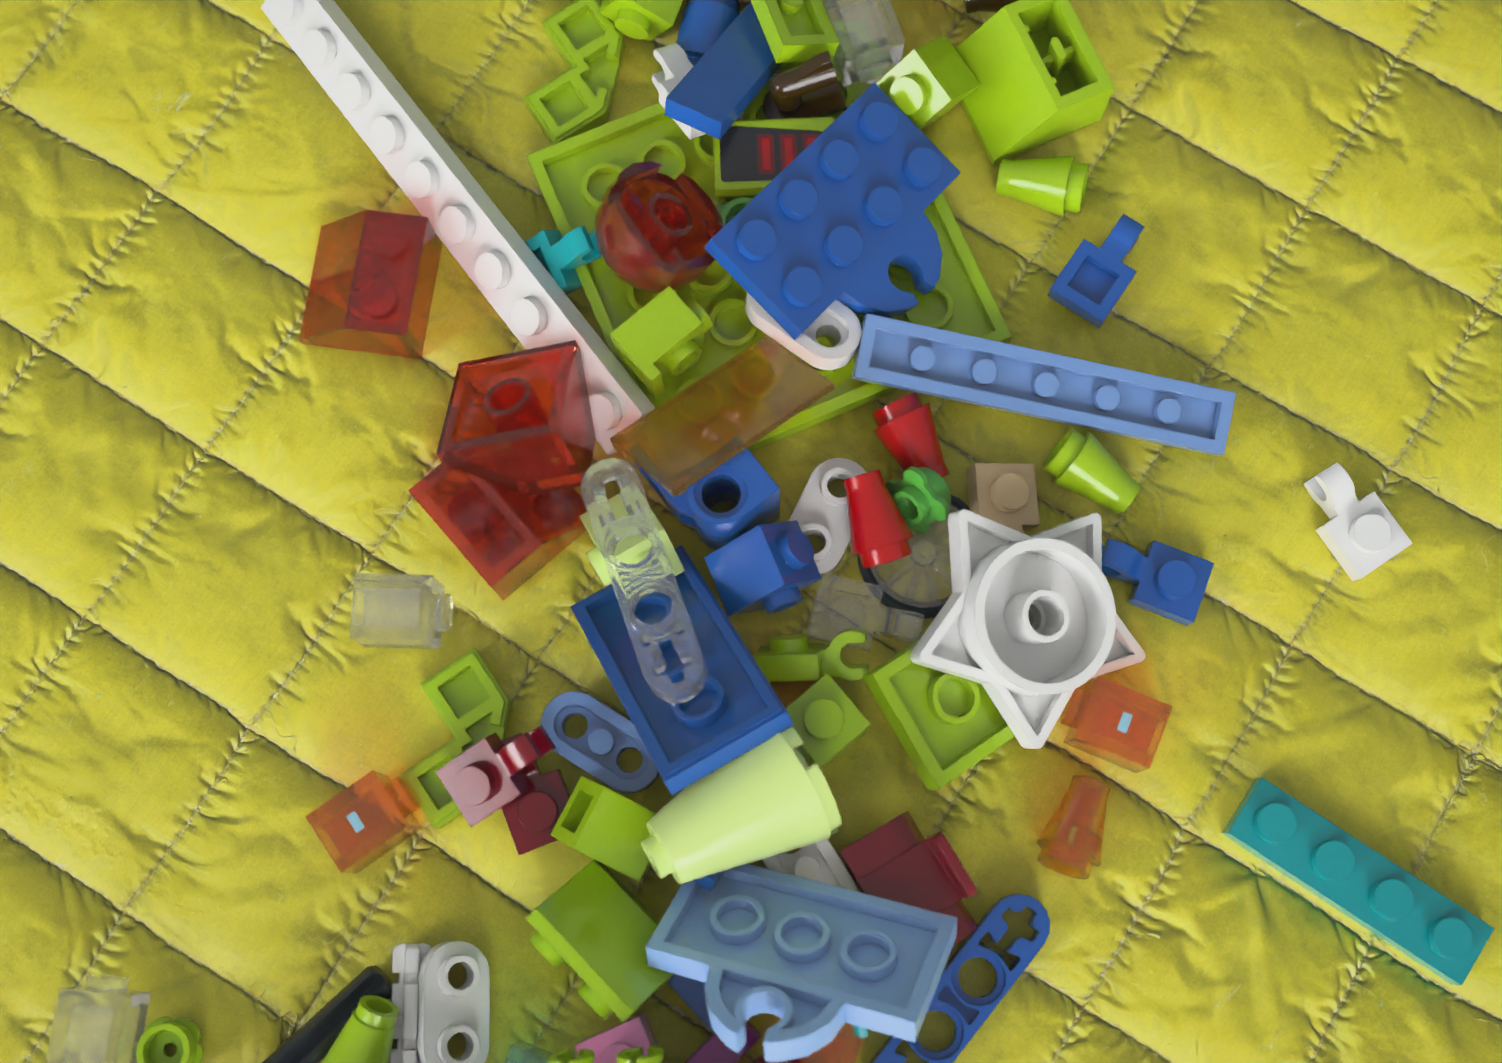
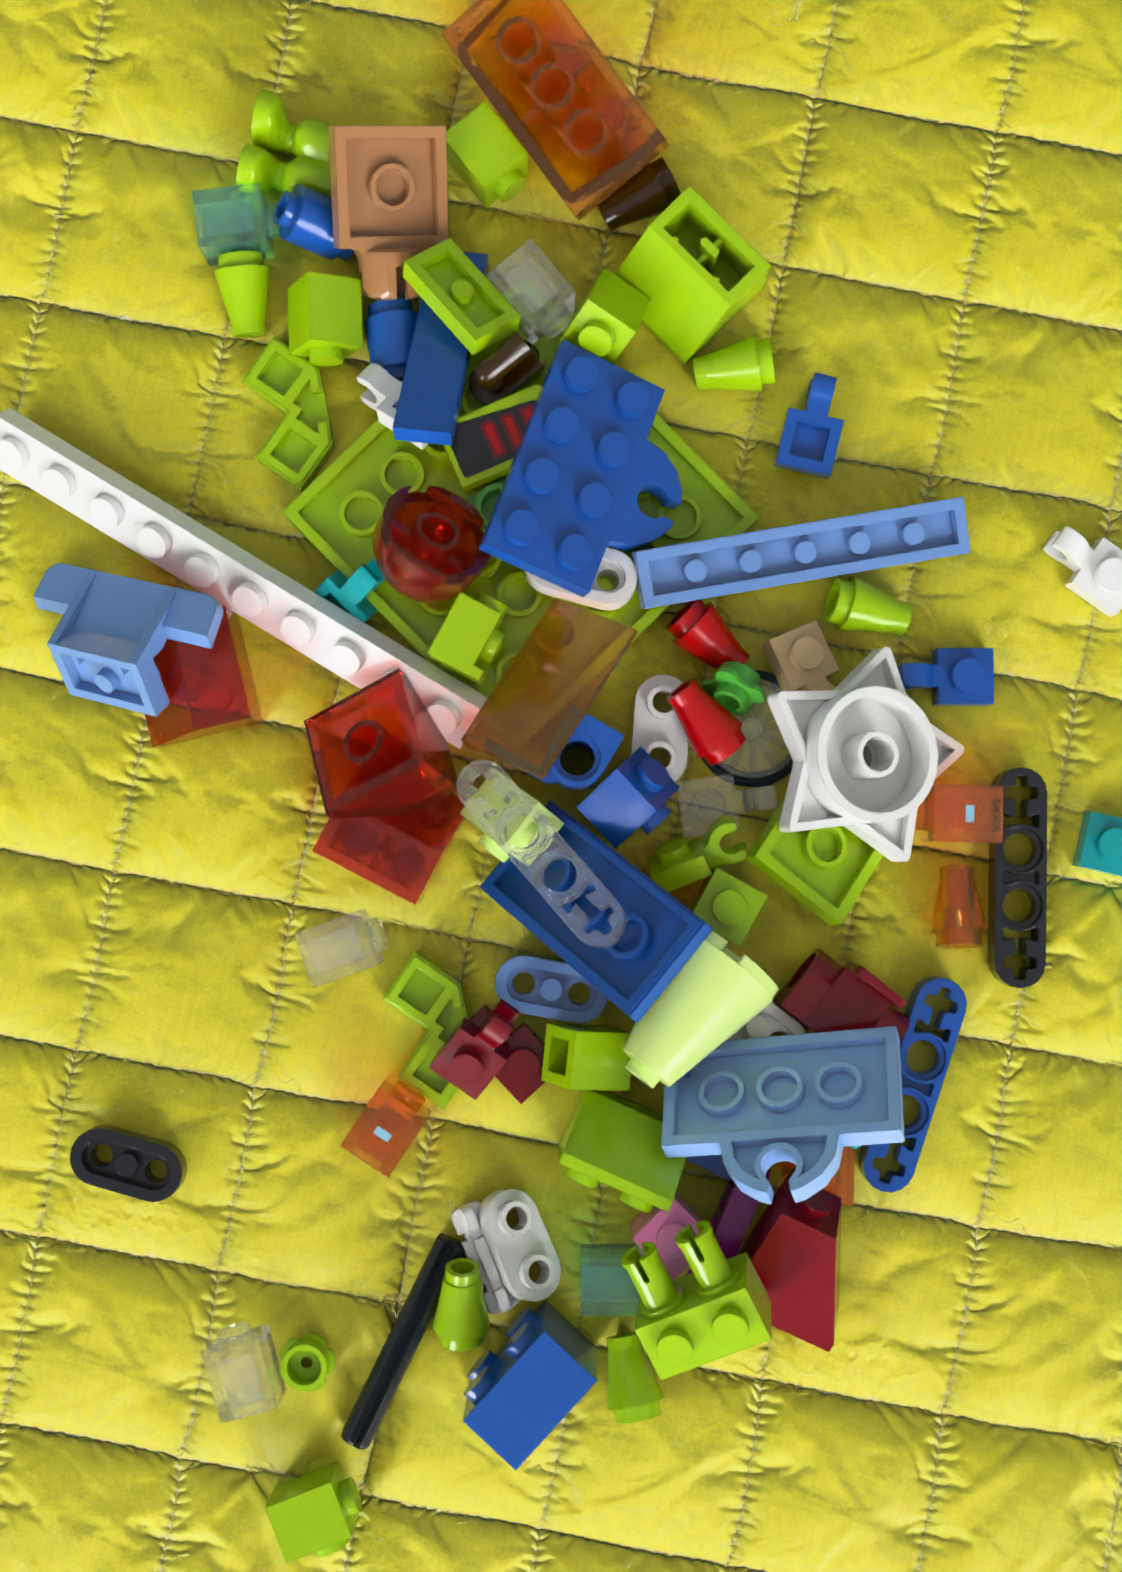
camera: 25 degrees left, 10 degrees up
(84, 756) = (130, 1166): none -> black plate
(307, 201) = (116, 629): none -> medium blue plate
(1163, 823) = (1028, 877): none -> black beam

